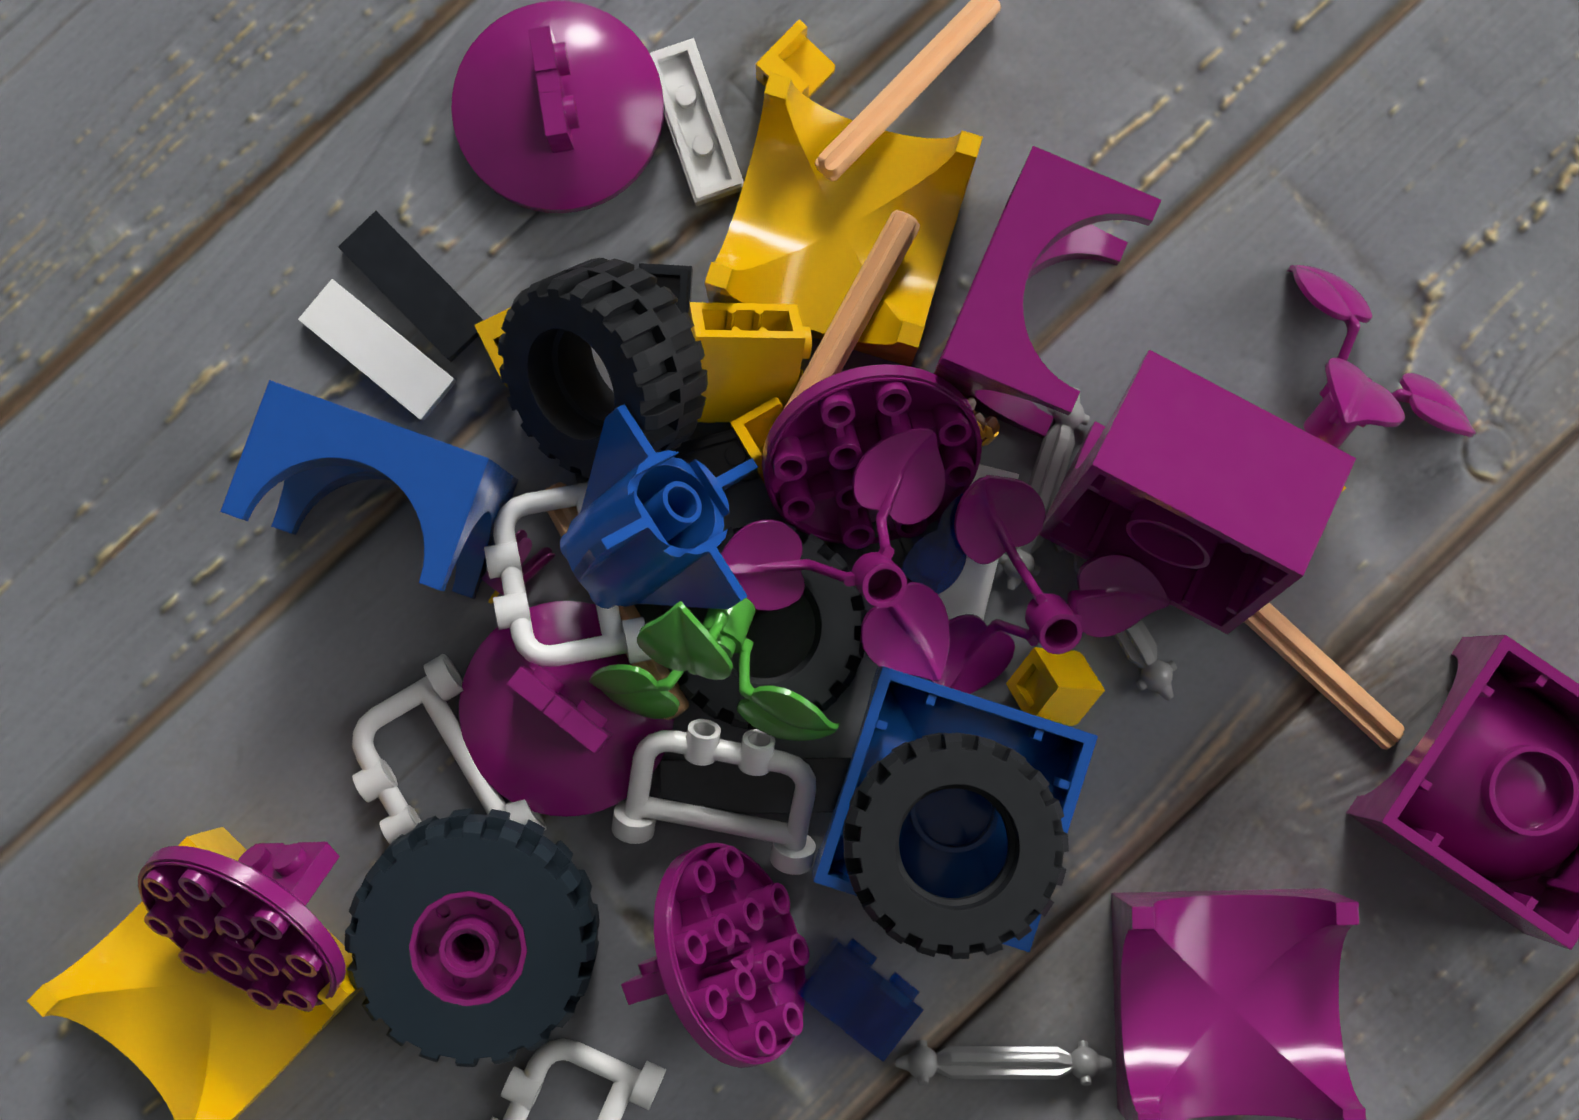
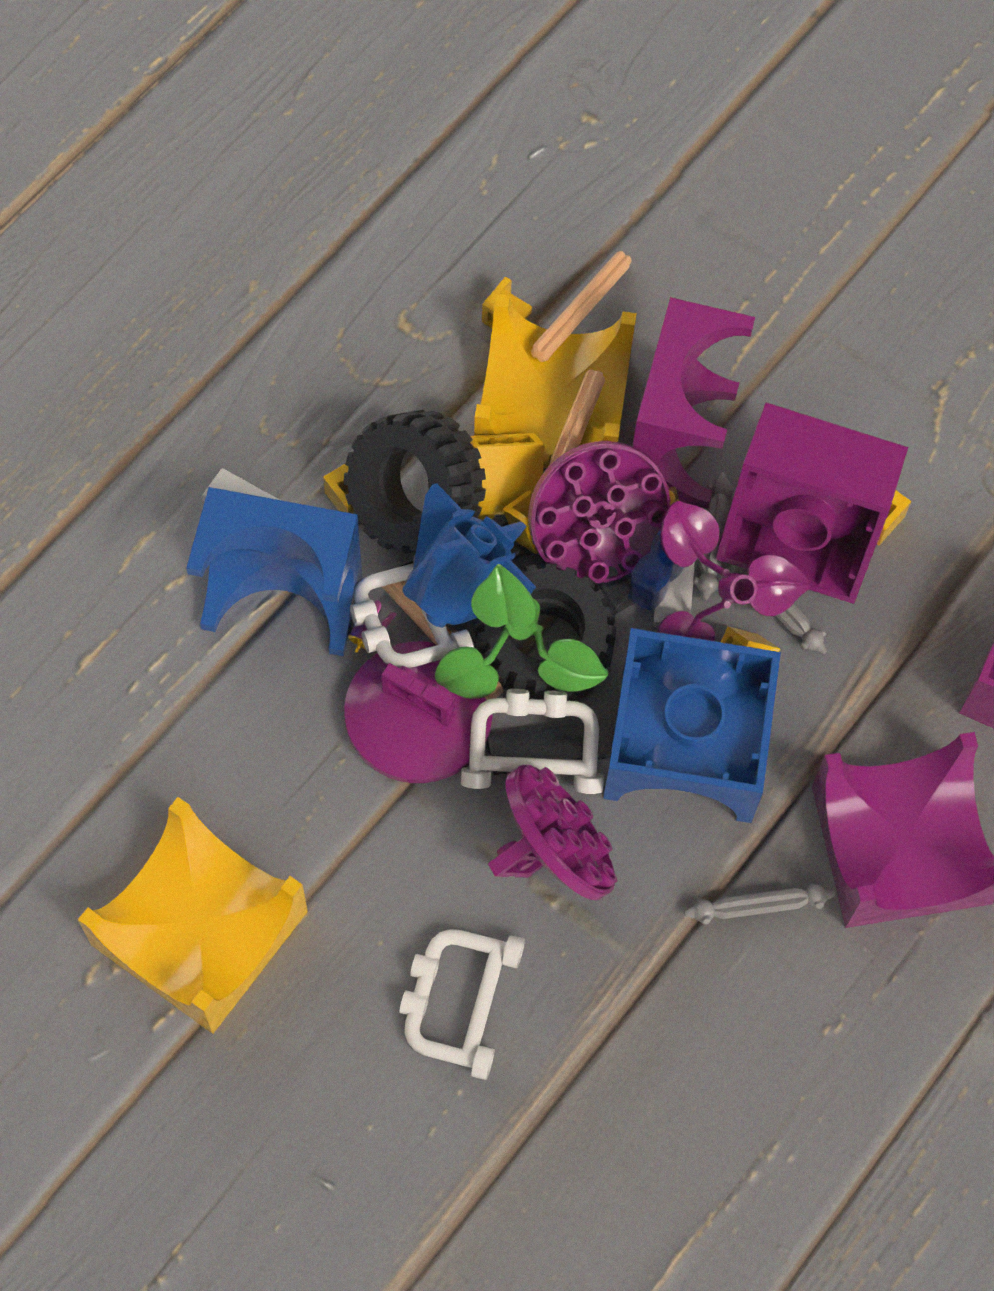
camera: 10 degrees left, 20 degrees down
(247, 918) = (224, 846): magenta bracket -> none
(377, 777) = (315, 804): white bar -> none
(412, 285) = (275, 467): black tile -> none
(462, 991) = (371, 897): black wheel -> none
(558, 107) = (357, 350): magenta bracket -> none
(696, 124) = (446, 350): white tile -> none
(860, 997) = (652, 870): clear blue brick -> none
(909, 621) = (625, 519): magenta plant -> none
(1032, 858) = (706, 671): black tyre -> none
(1326, 676) = (921, 623): light nougat axle -> none
(1350, 395) = (904, 428): magenta plant -> none

